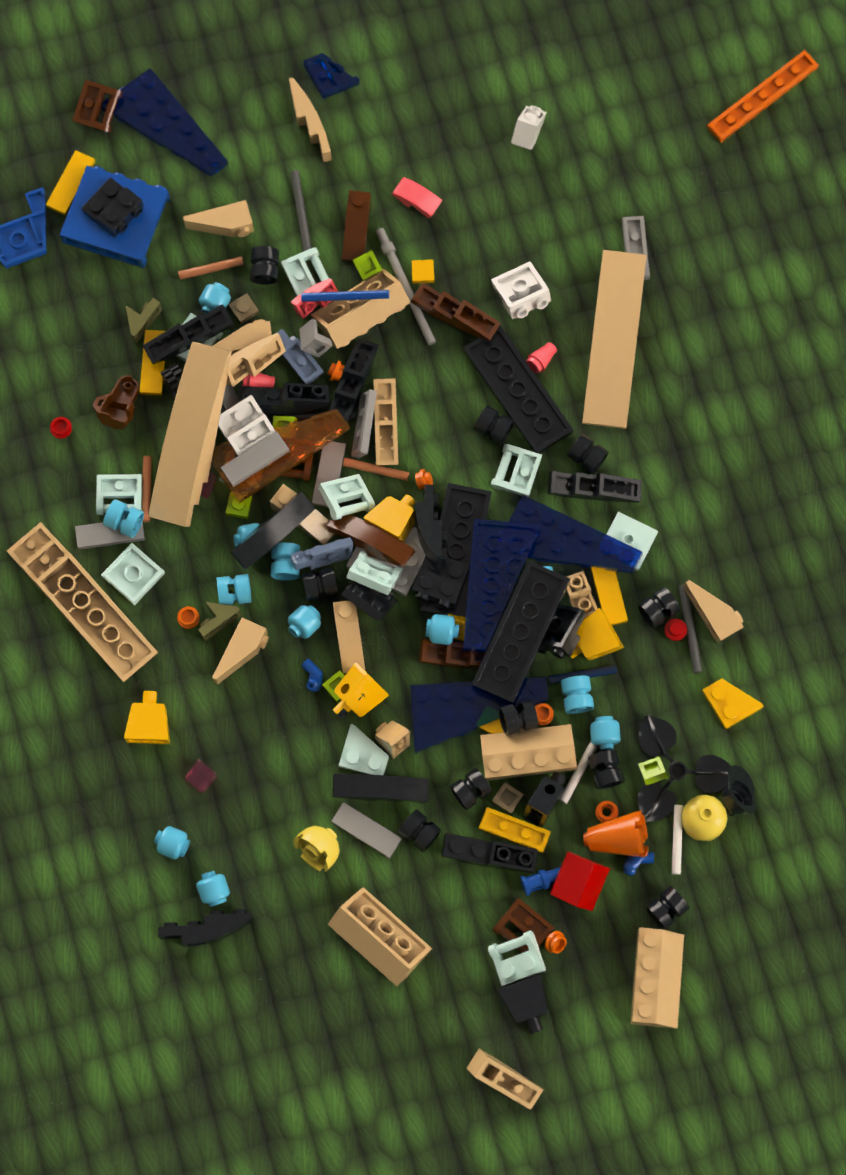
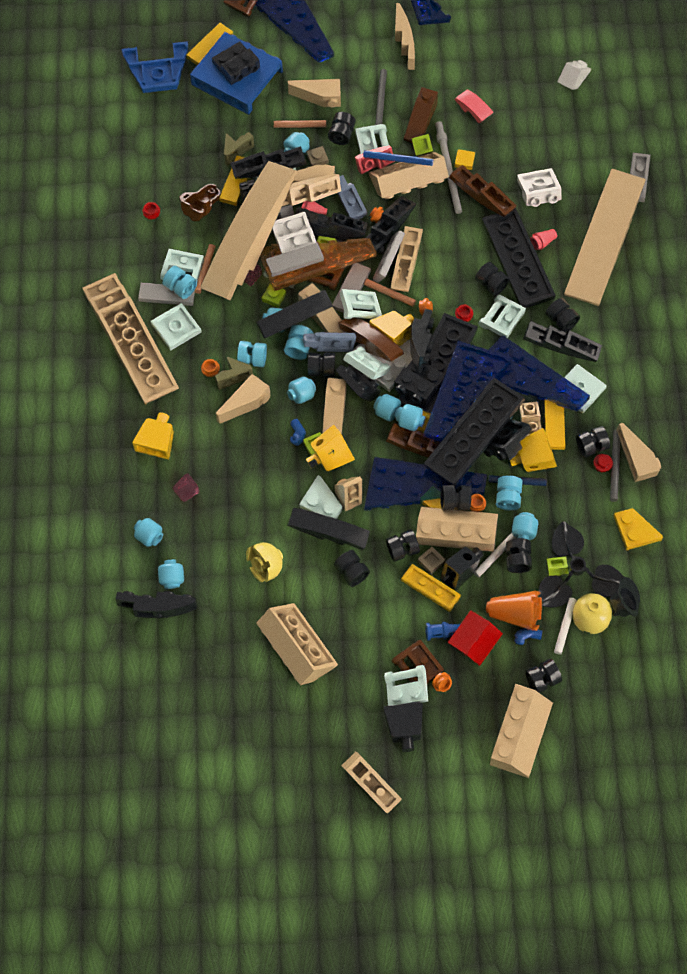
camera: 15 degrees right, 10 degrees down
(312, 341) = (364, 188): light grey panel -> none
(366, 830) = (308, 560): light grey tile -> none
(411, 620) = (387, 407): none -> medium azure head
(470, 476) = (464, 313): none -> red plate
(489, 854) = (404, 600): black slope -> none
(606, 805) = (510, 585): orange plate -> none

